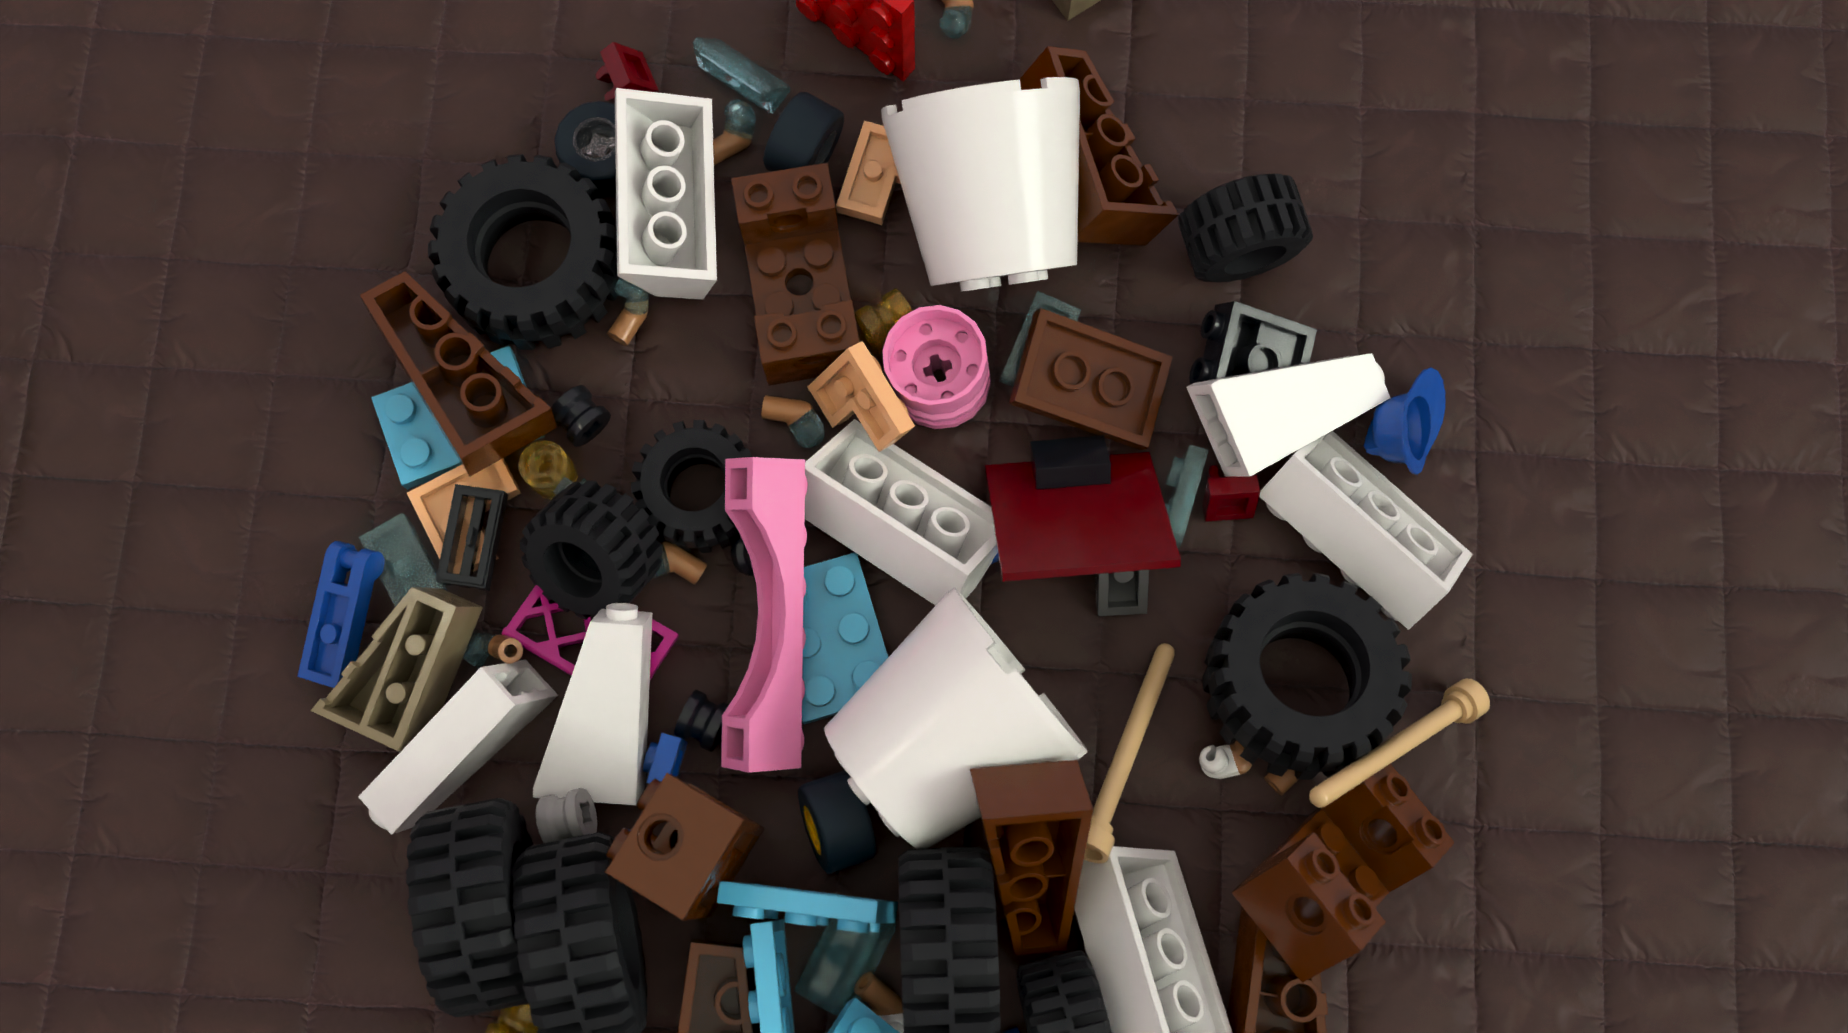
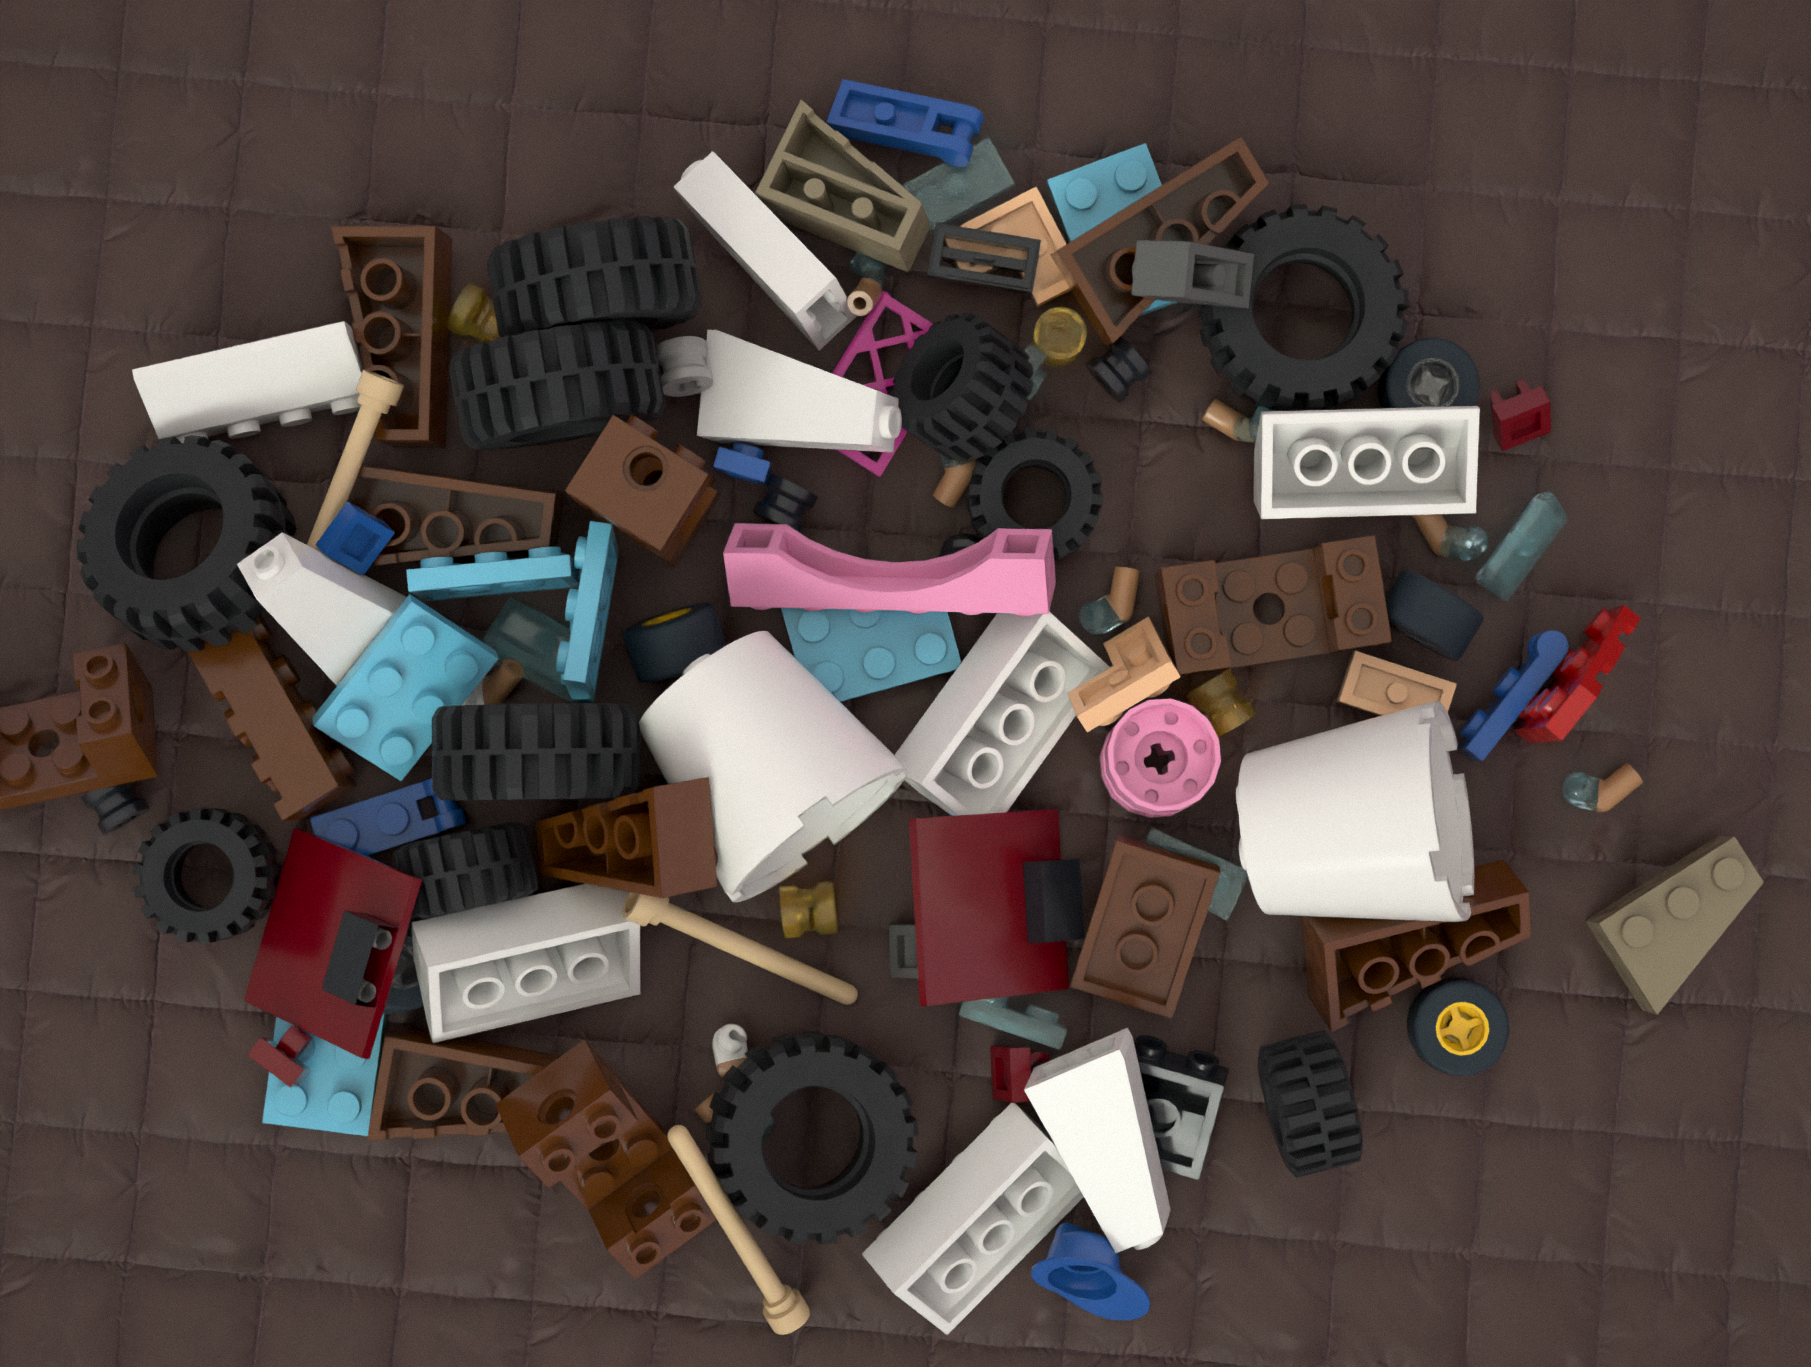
camera: 90 degrees right, 10 degrees up
(484, 334) = (1192, 273): none -> dark grey slope
(864, 67) = (1514, 693): none -> blue plate
(1088, 688) = (796, 914): none -> clear yellow wheel
(1173, 99) = (1474, 1034): none -> black wheel

